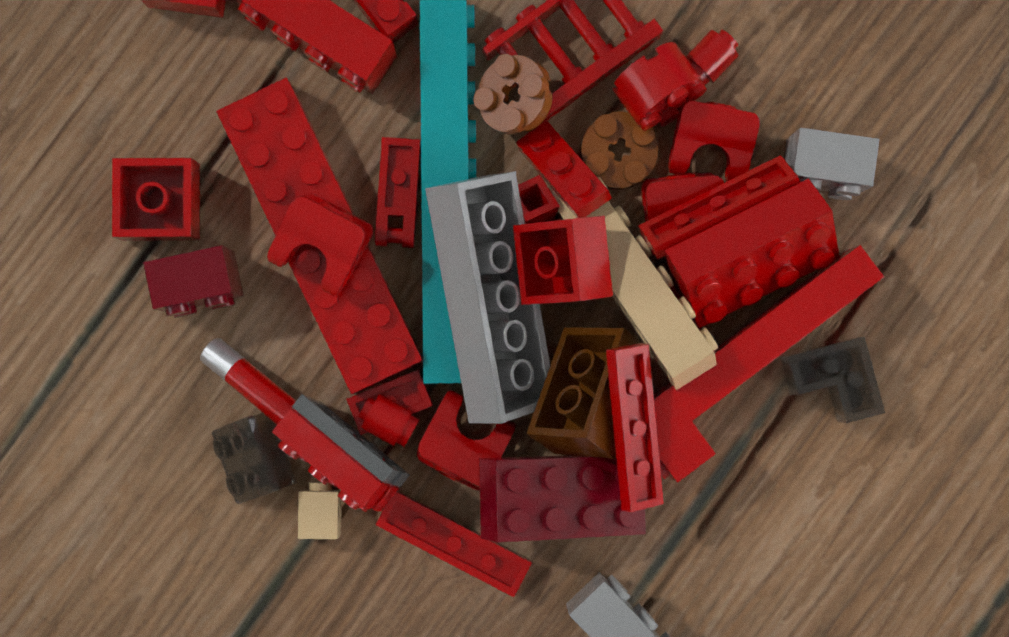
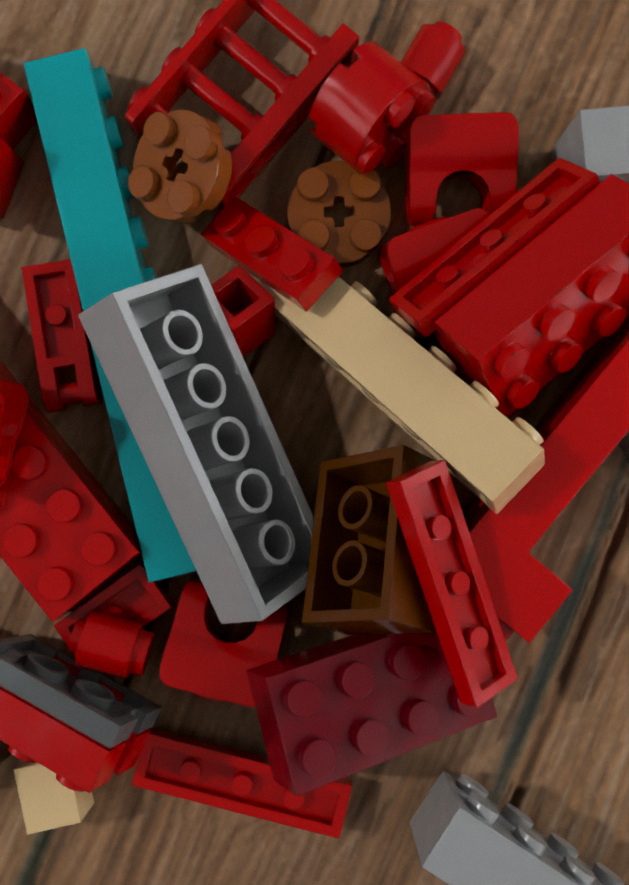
camera: 10 degrees left, 0 degrees up
(563, 260) = (295, 368): red brick -> none

